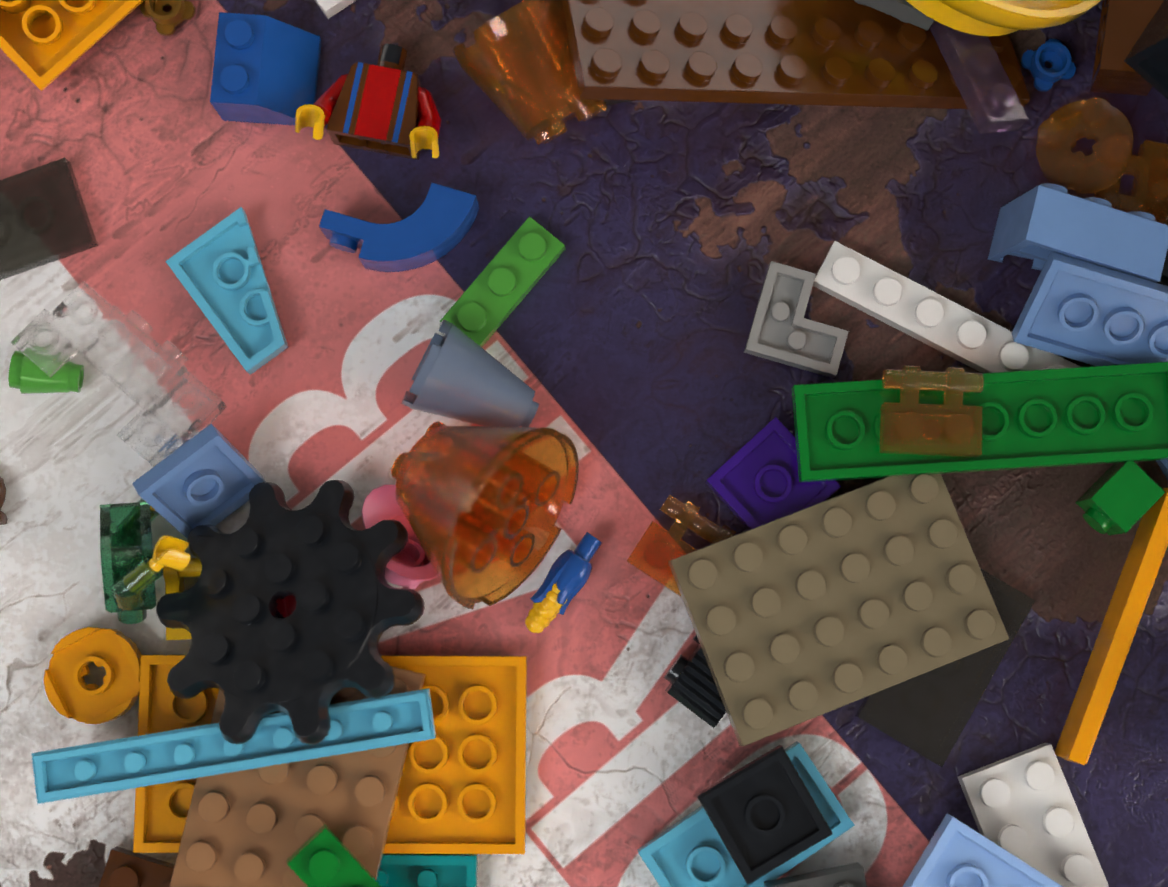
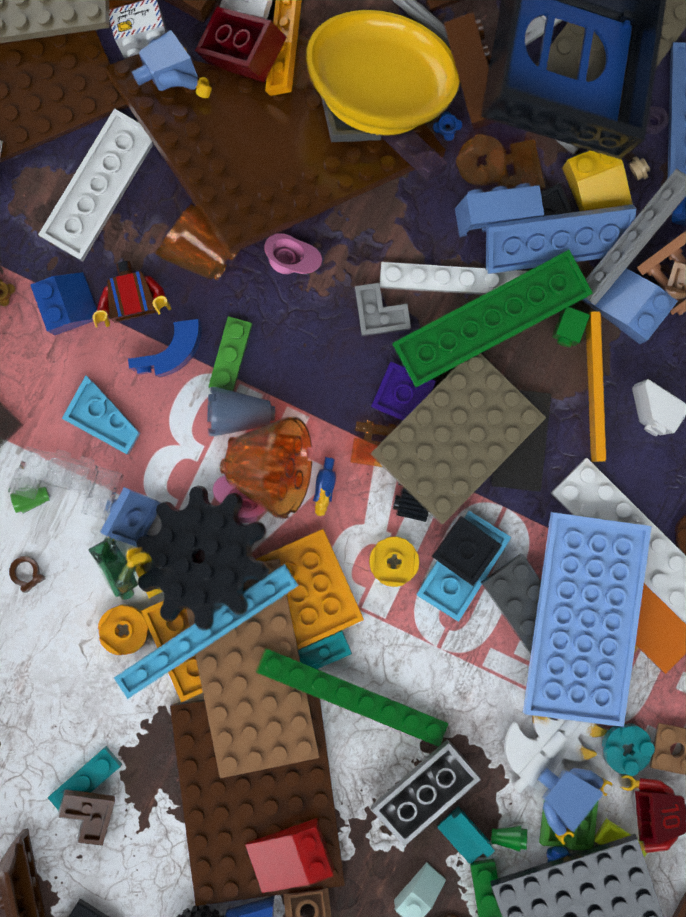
camera: 25 degrees left, 5 degrees up
(632, 799) = (403, 572): none -> yellow plate
(684, 161) = (291, 255): none -> bright pink piece
(931, 427) = (467, 334): clear orange plate -> none

